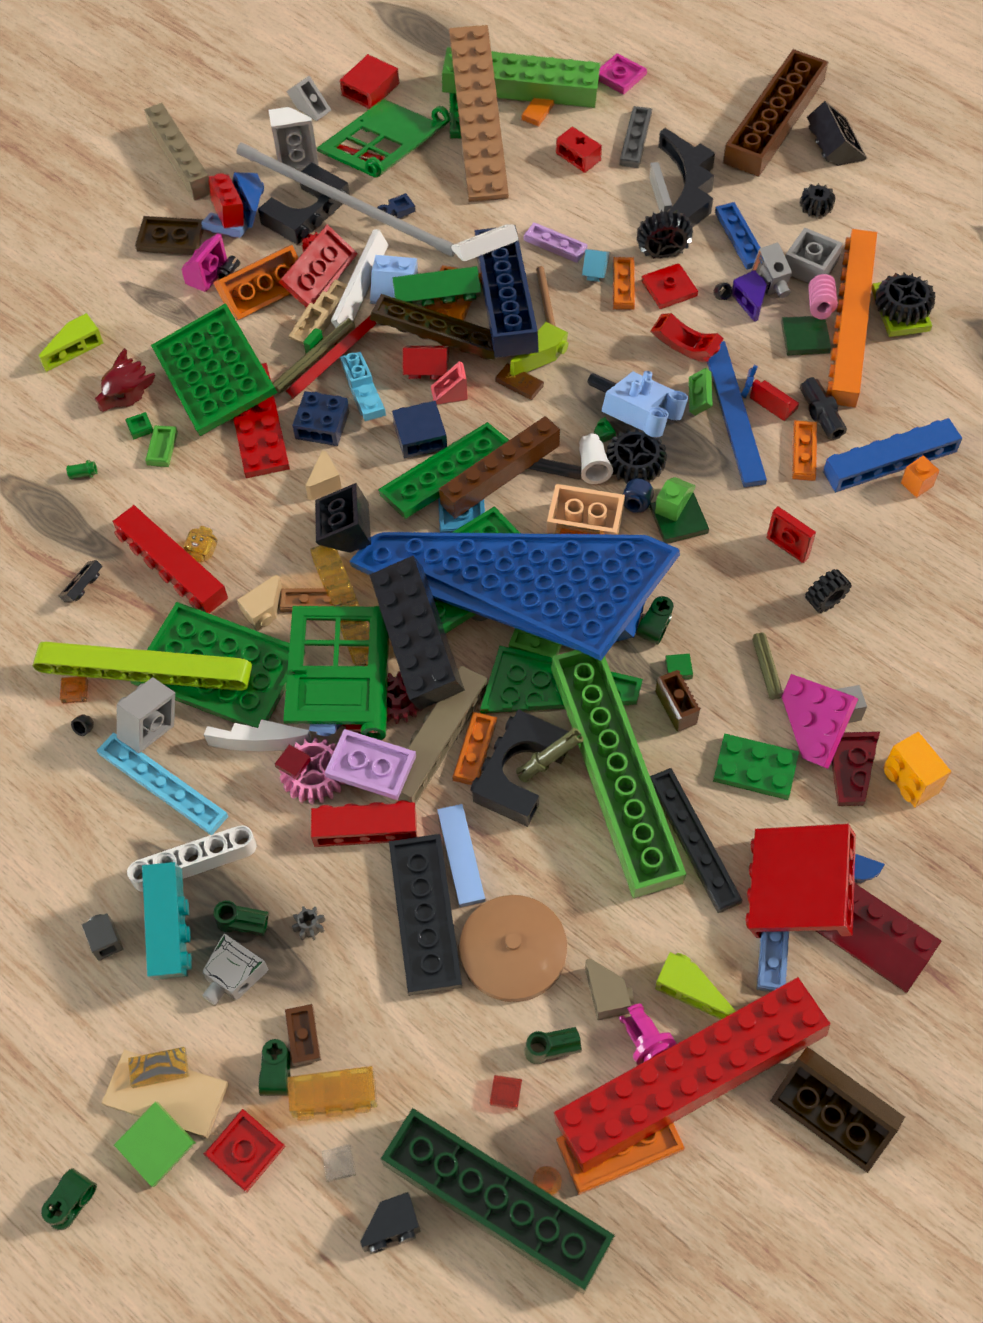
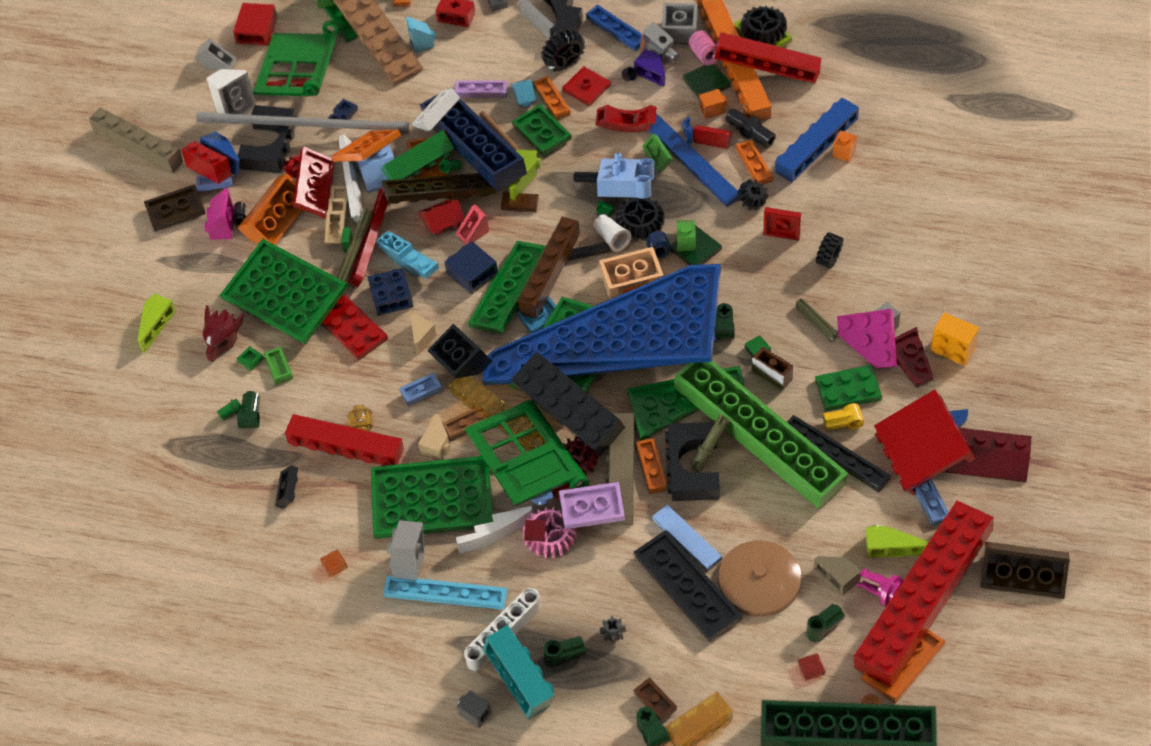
camera: 25 degrees left, 5 degrees down
(82, 724) = (354, 584): black hinge -> none
(96, 486) = (249, 413): none -> dark green piece
(142, 665) = (378, 520): lime beam -> none
(231, 970) = (580, 684): light grey torso -> none
(284, 540) = (420, 389): none -> medium blue plate
(363, 823) = (608, 549): red brick -> none
(391, 250) = (366, 145): none -> orange tile
(464, 308) = (450, 165): none -> green pin
(525, 158) = (420, 35): none -> medium azure slope
(531, 643) = (649, 375): bright green plate -> none
(590, 313) = (541, 130): none -> green plate
(734, 802) = (848, 417): none -> yellow piece
(784, 491) = (752, 194): none -> black gear
(796, 362) = (712, 103): none -> orange brick
(887, 337) = (767, 58): none -> red brick

